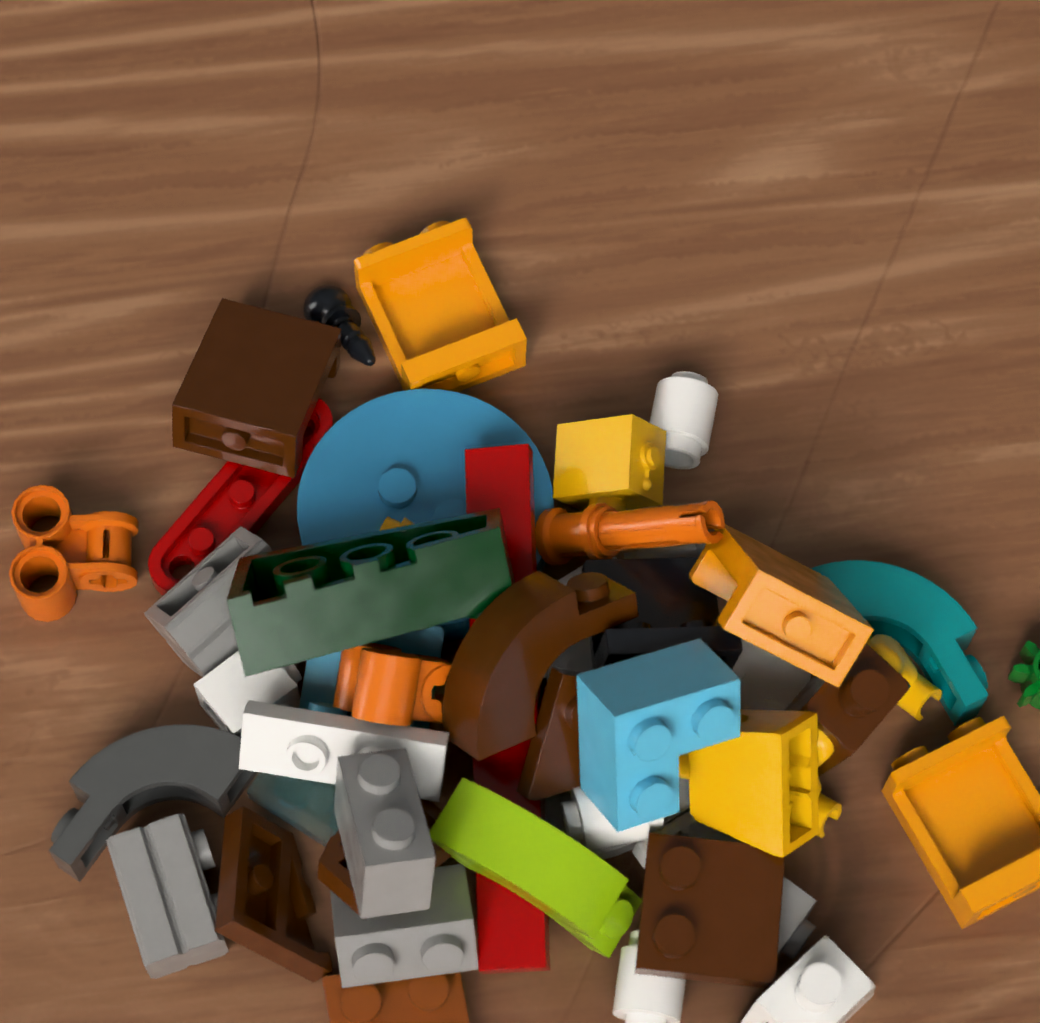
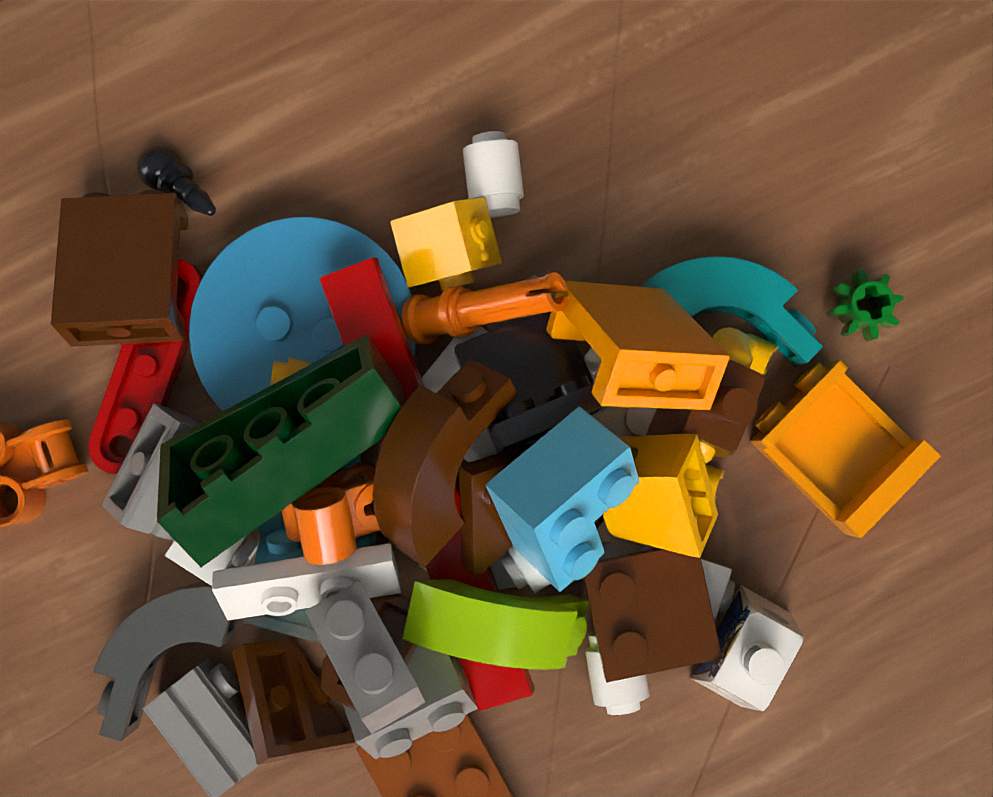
camera: 15 degrees left, 20 degrees up
(438, 310) = (253, 140): light orange panel -> none

